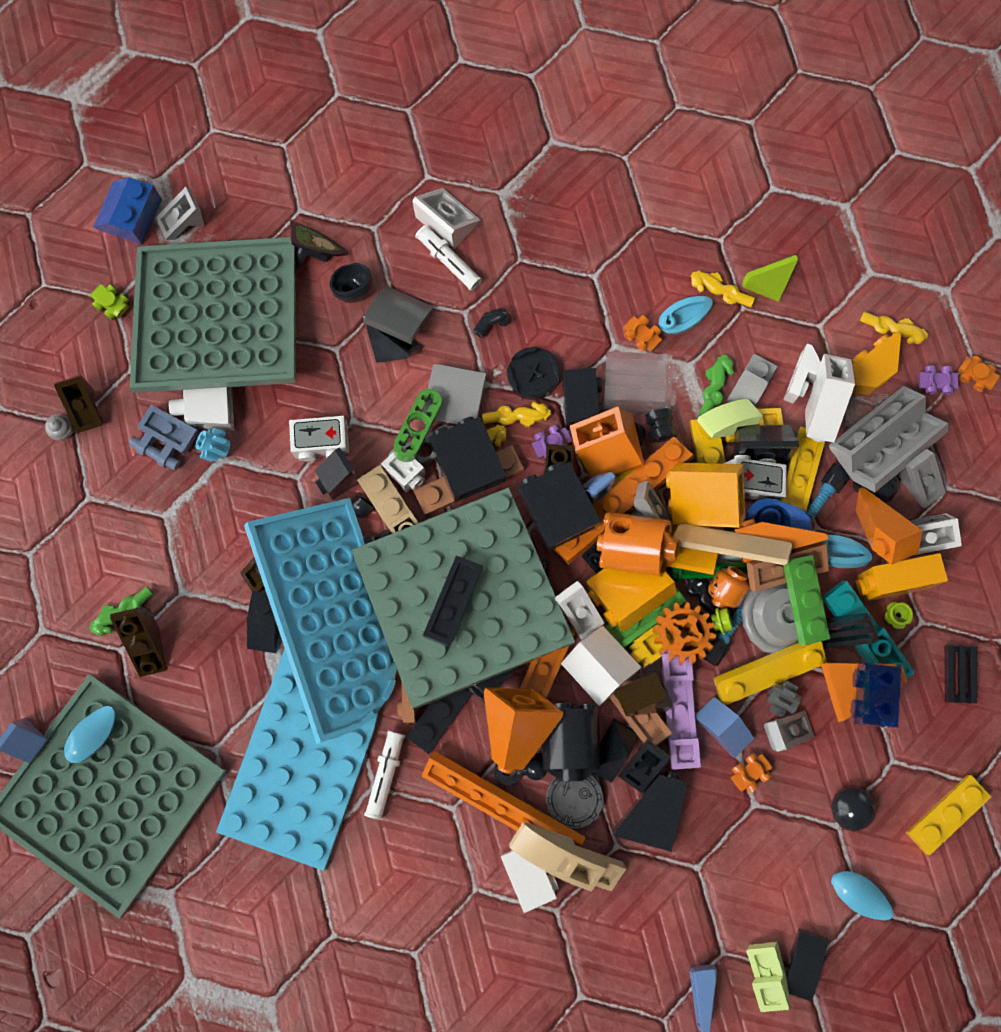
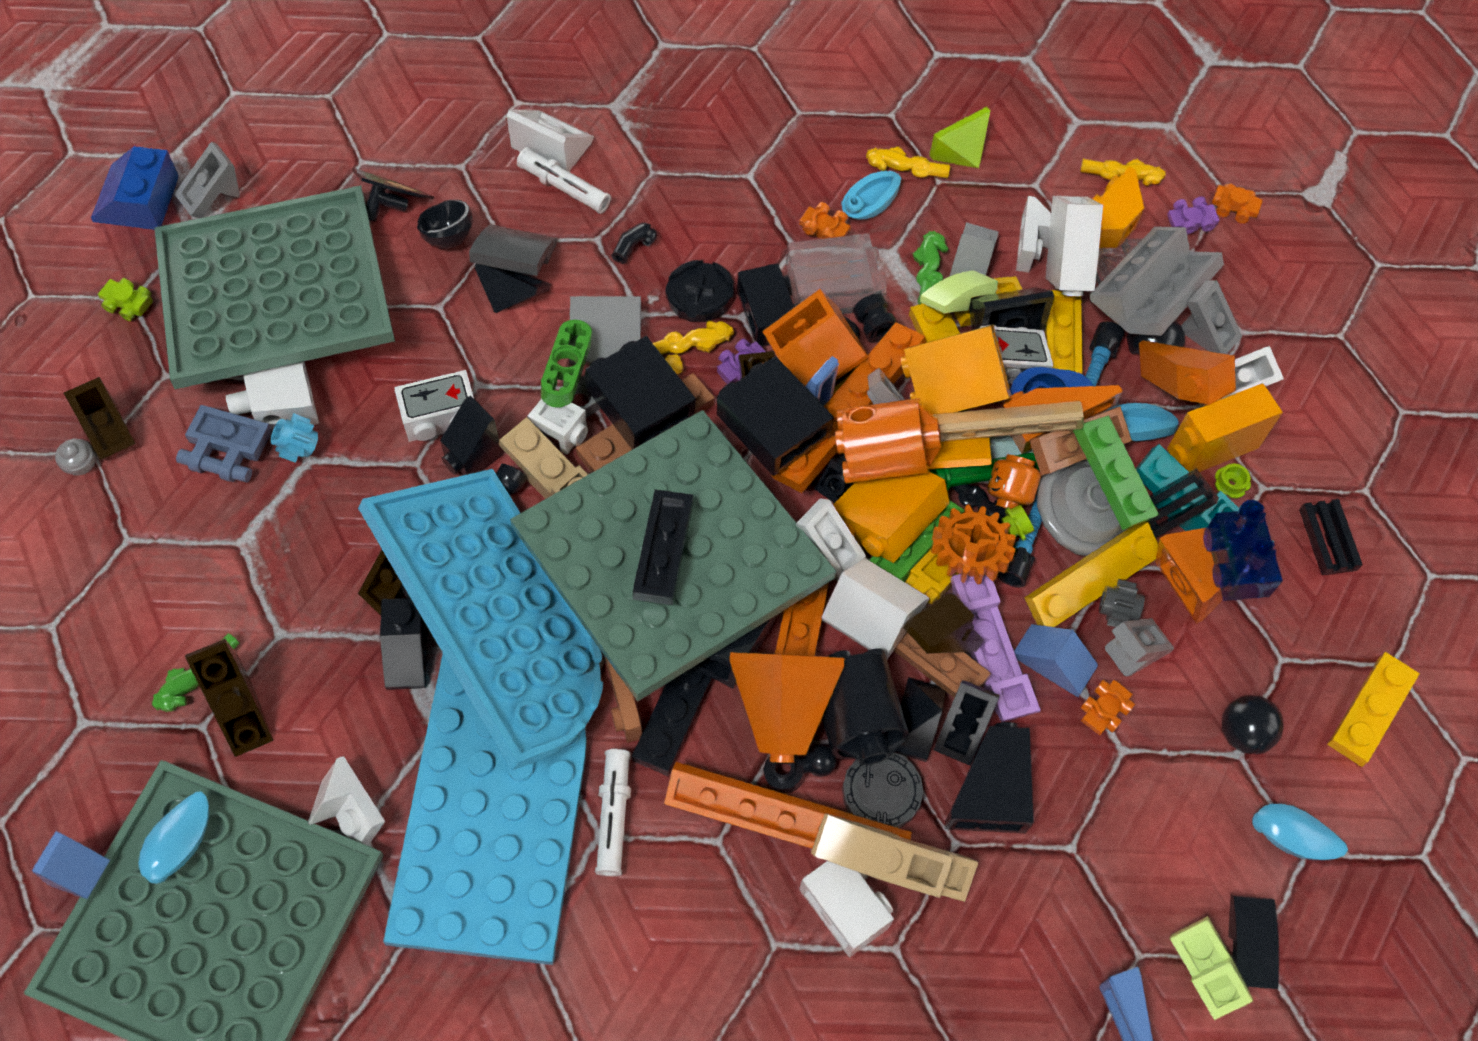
camera: 20 degrees left, 15 degrees down
(206, 726) = (347, 800): none -> white slope

